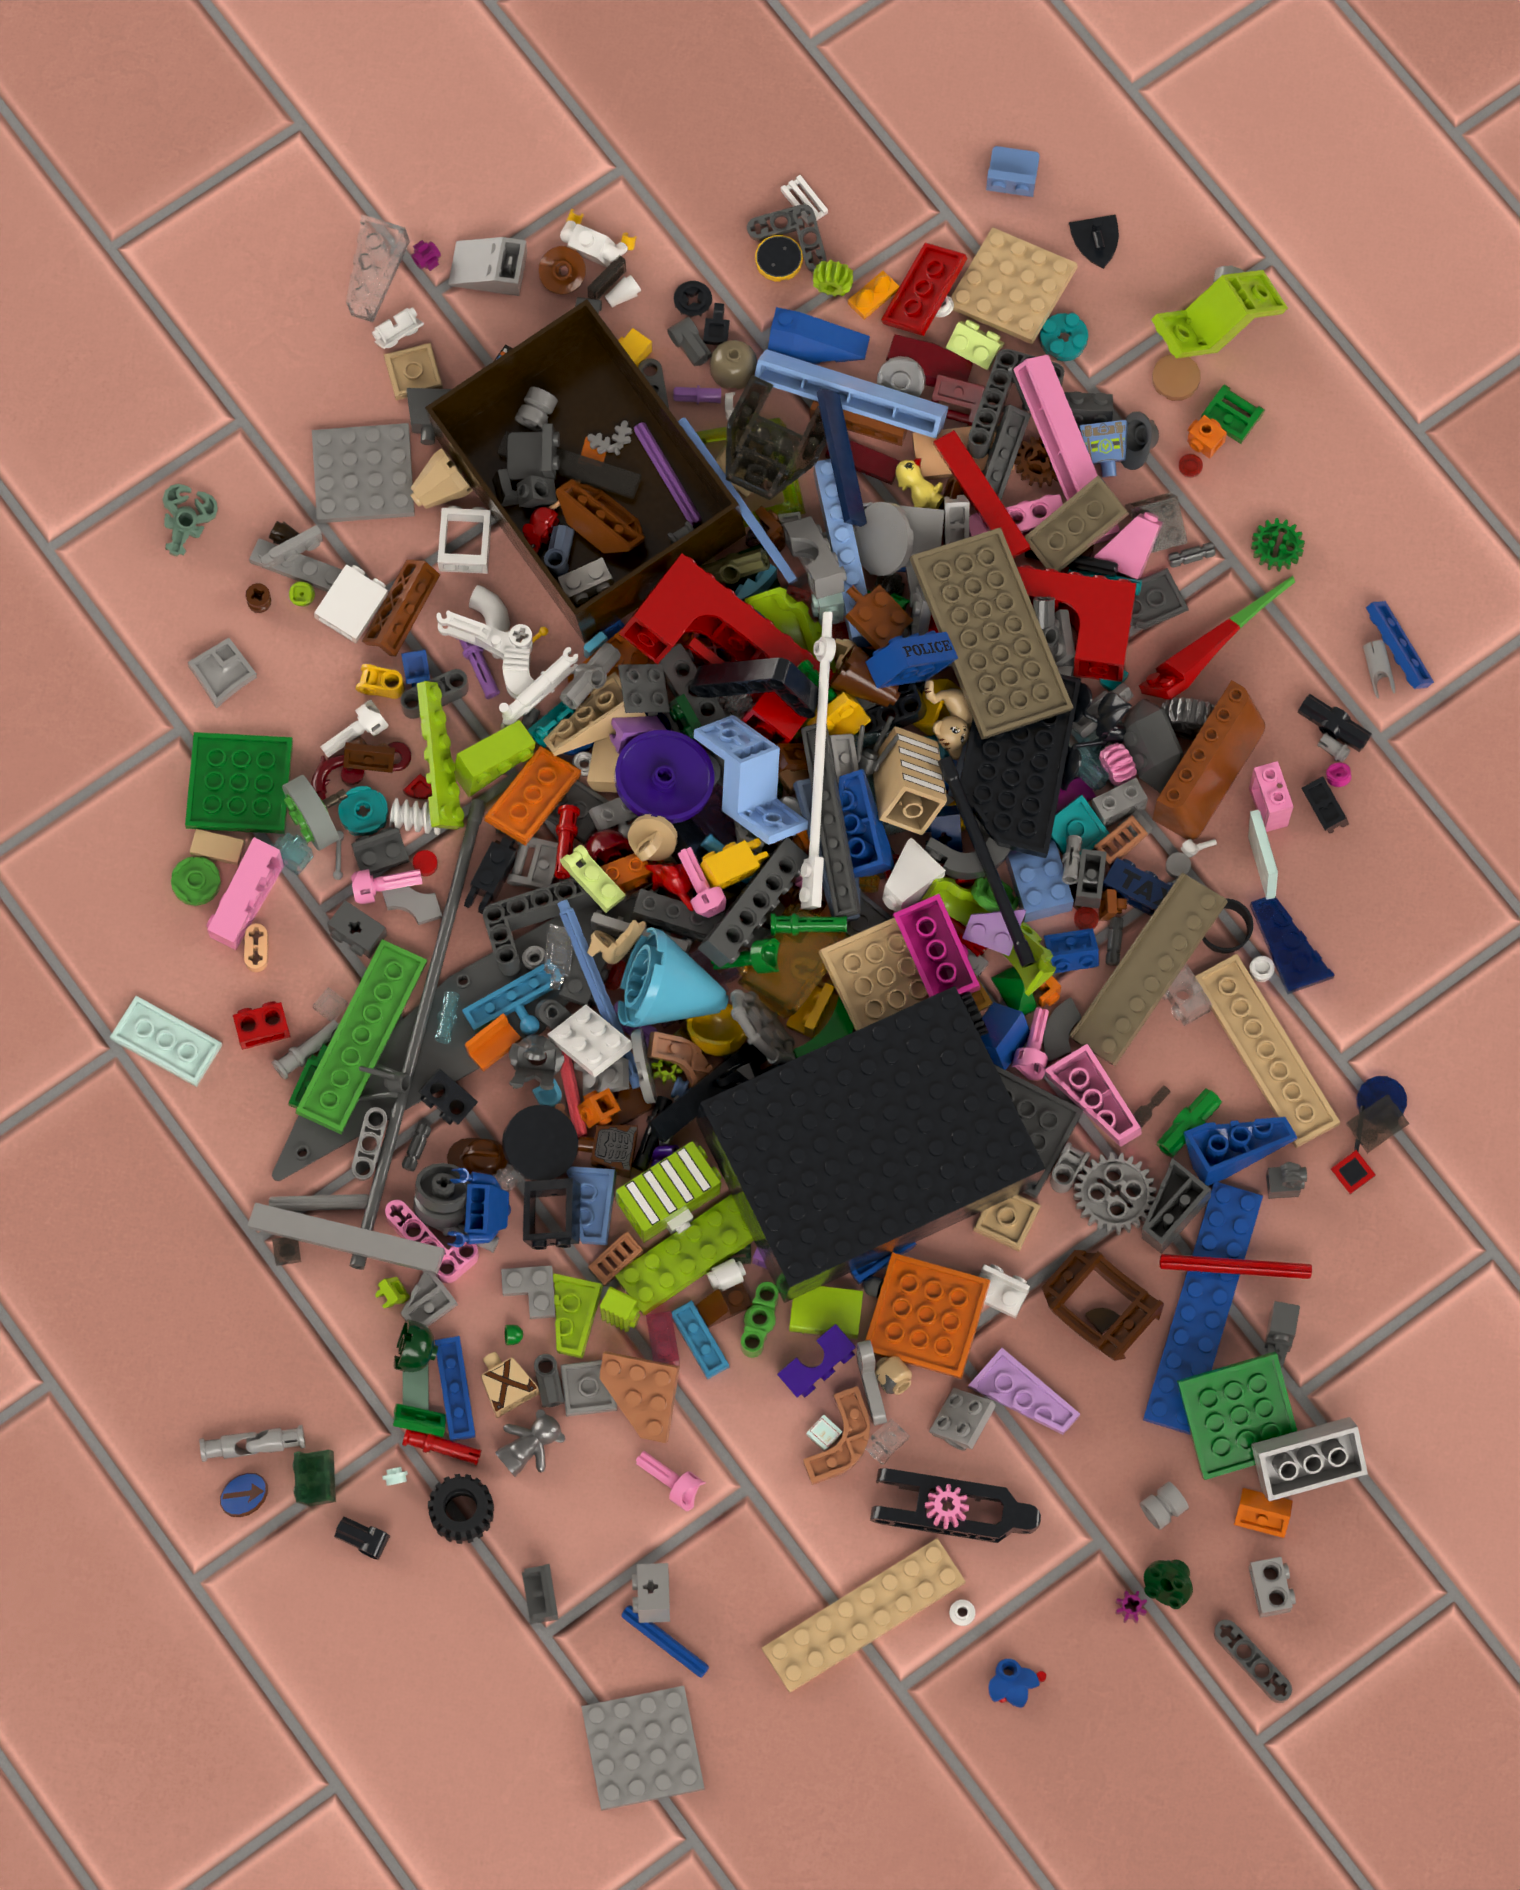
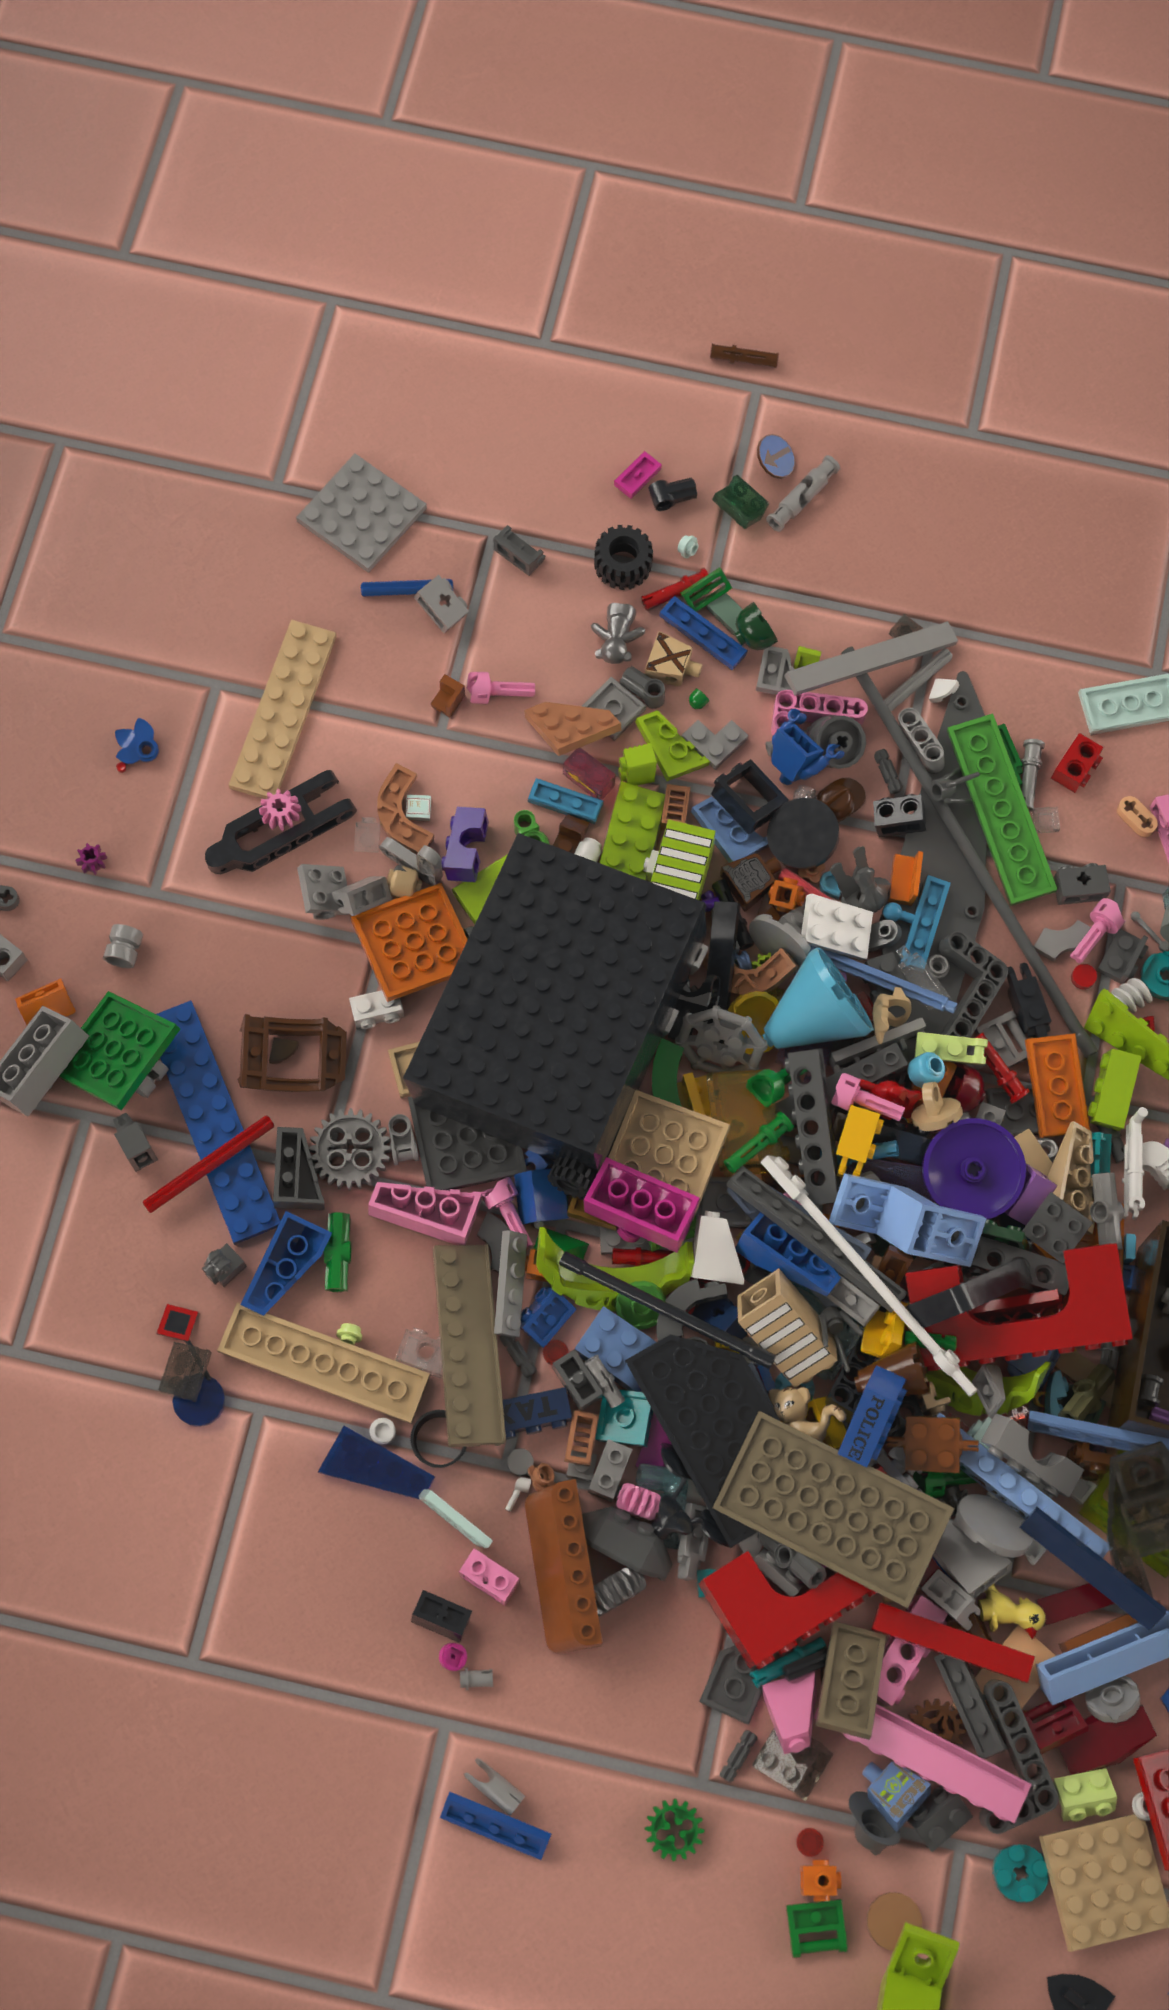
camera: 135 degrees right, 0 degrees up
(178, 1620) = (721, 352): none -> reddish brown pin
(306, 1176) = (942, 688): none -> white tile
(375, 1580) = (637, 475): none -> dark pink plate
(447, 1017) = (956, 872): clear light blue pin -> none
(628, 875) = (925, 1069): none -> medium azure head
(717, 1509) = (449, 696): none -> dark orange panel
(801, 621) = (990, 1388): none -> light grey slope
(937, 1385) = (363, 895): none -> light grey hinge
(958, 1620) = (213, 769): white plate -> none
(991, 931) = (623, 1265): medium lavender wing -> none
(1020, 1390) = (296, 948): lavender wing -> none
(1080, 985) = (510, 1284): none -> light grey plate
(1110, 905) = (546, 1378): dark orange tile -> none
(1144, 1113) = (379, 1234): clear smoke piece -> none
(1168, 1582) = (75, 896): dark green plate -> none
(1171, 841) = (541, 1476): none -> nougat plate
(1182, 668) = (657, 1641): red plate -> none
(1230, 1055) = (349, 1333): none -> yellowish green plate
(1334, 722) = (493, 1701): black piece -> none

